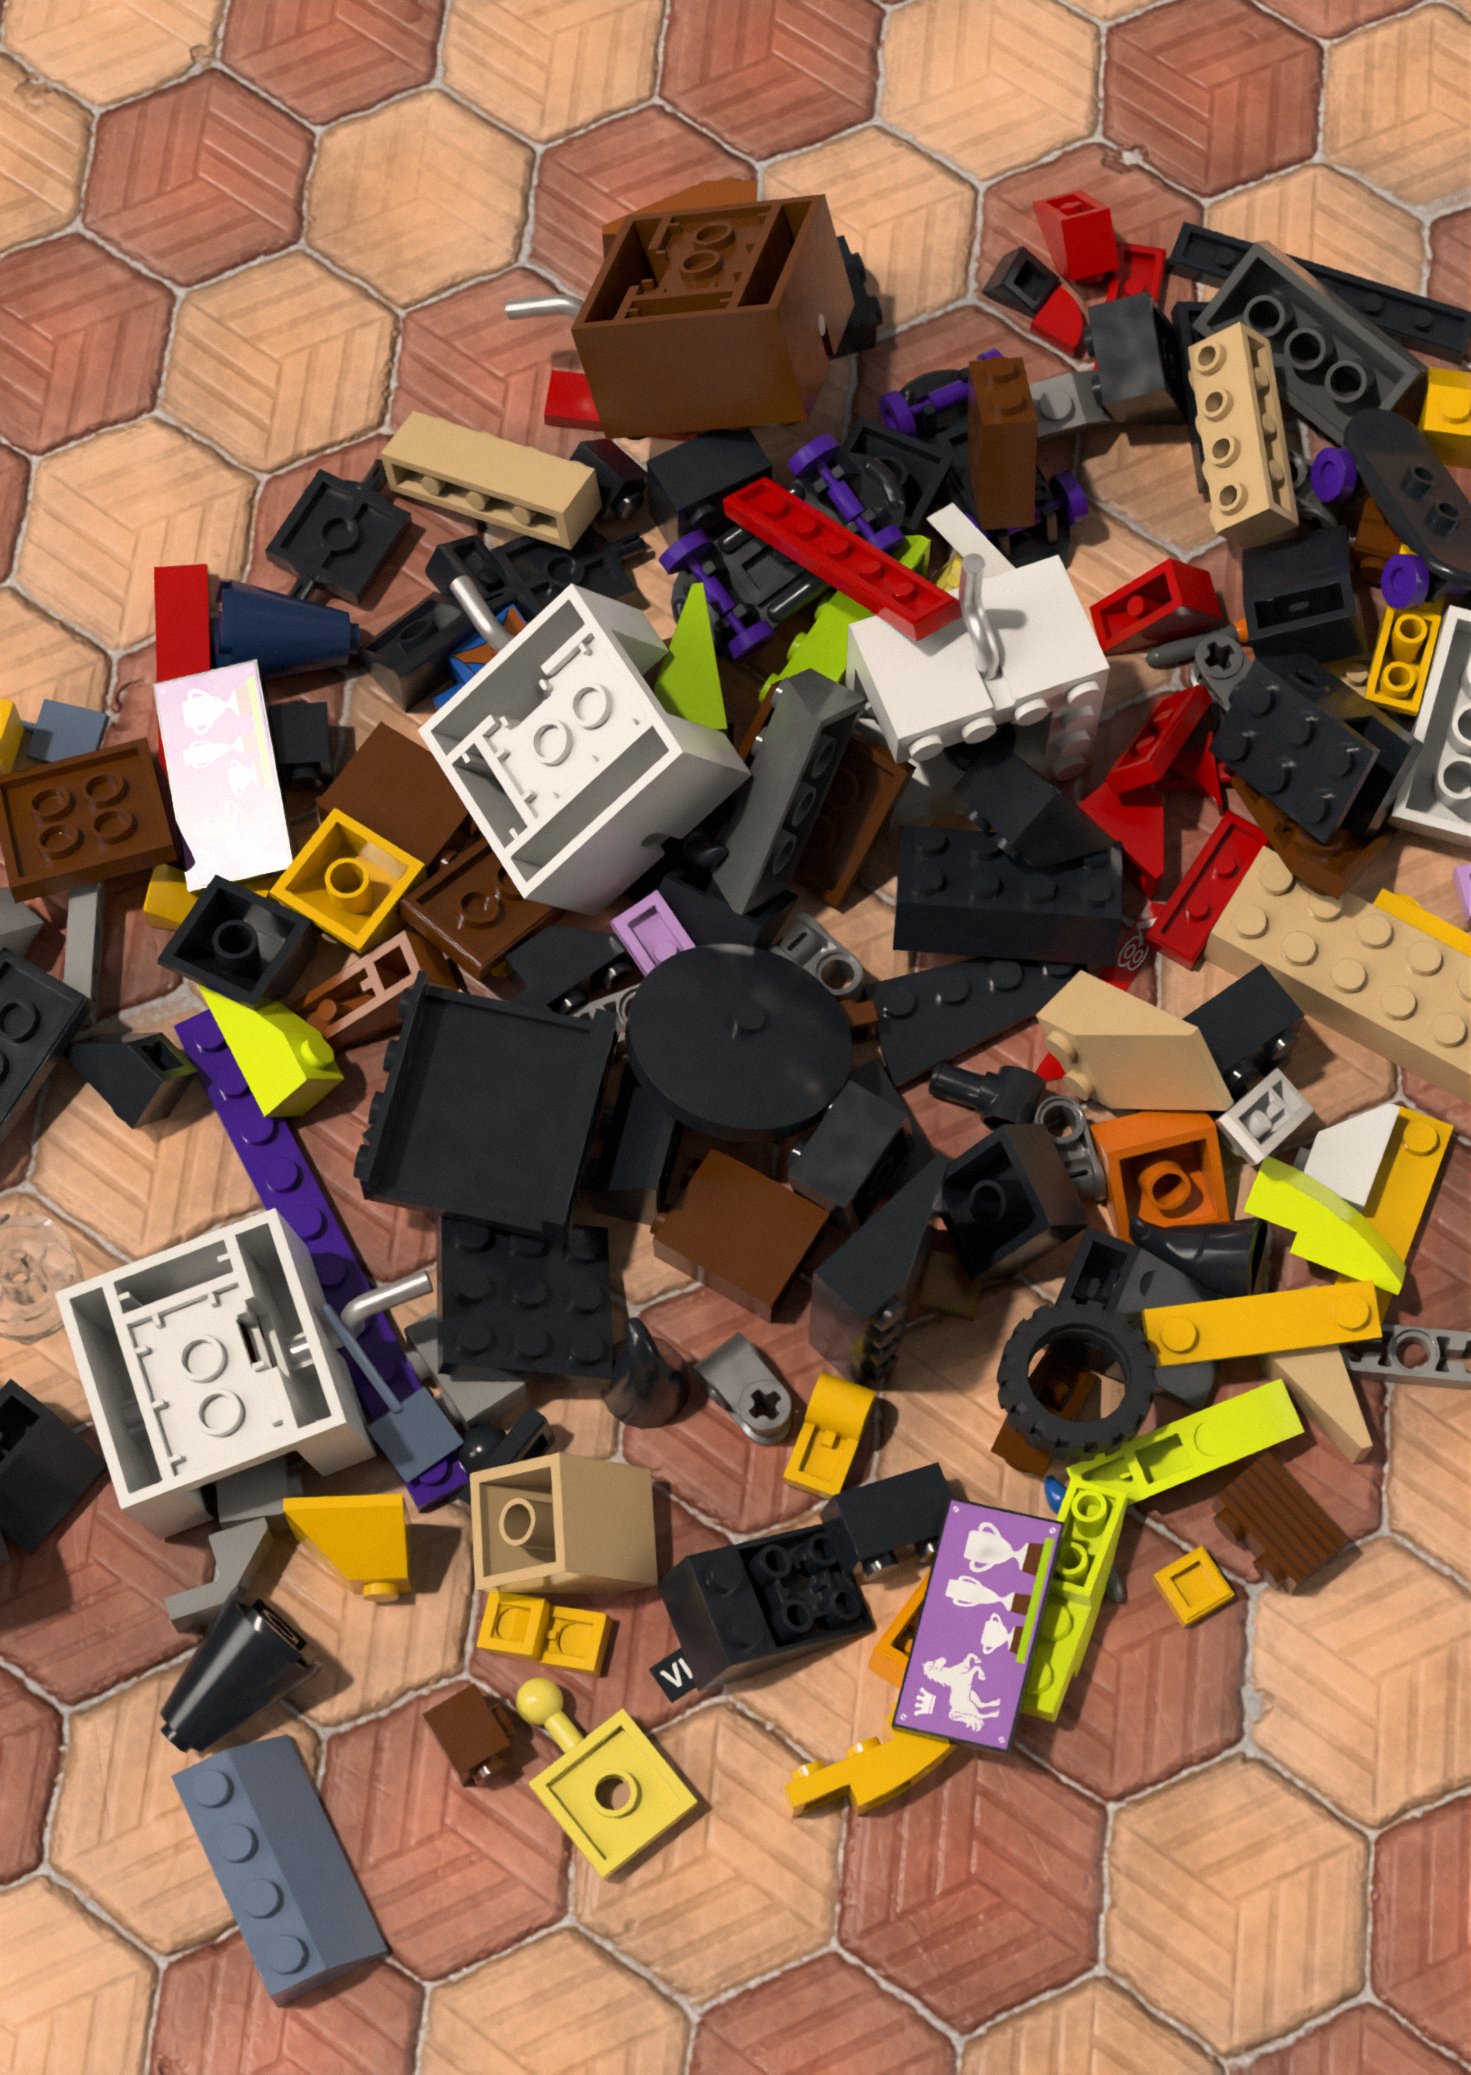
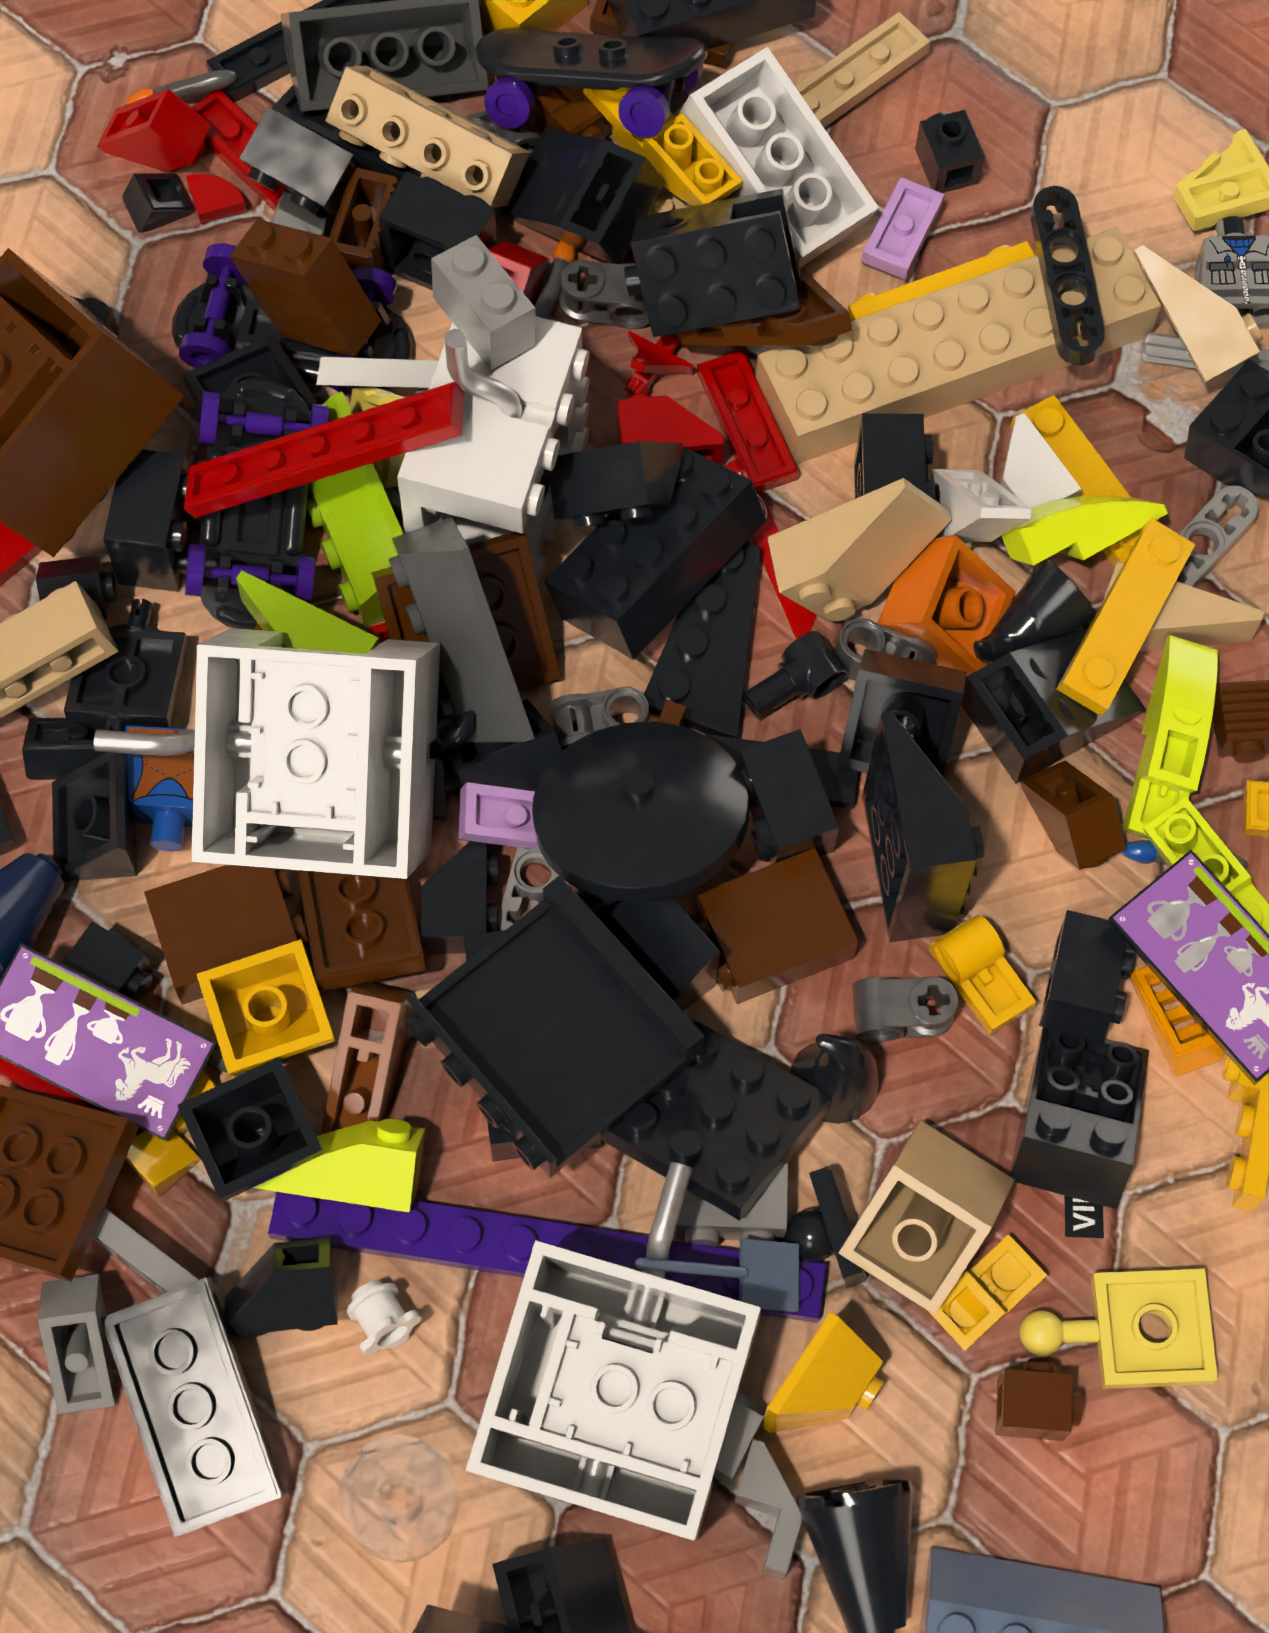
camera: 55 degrees left, 0 degrees up
(165, 1159) = (381, 1316): none -> white brick
(1054, 570) = (483, 302): none -> light grey brick
(1102, 1329) = (1102, 716): black tyre -> none
(1122, 452) = (357, 220): none -> reddish brown brick
(1141, 225) = (191, 86): none -> dark grey piece
(1159, 739) = (620, 363): red tile -> none
(1160, 507) = (427, 220): none -> black brick

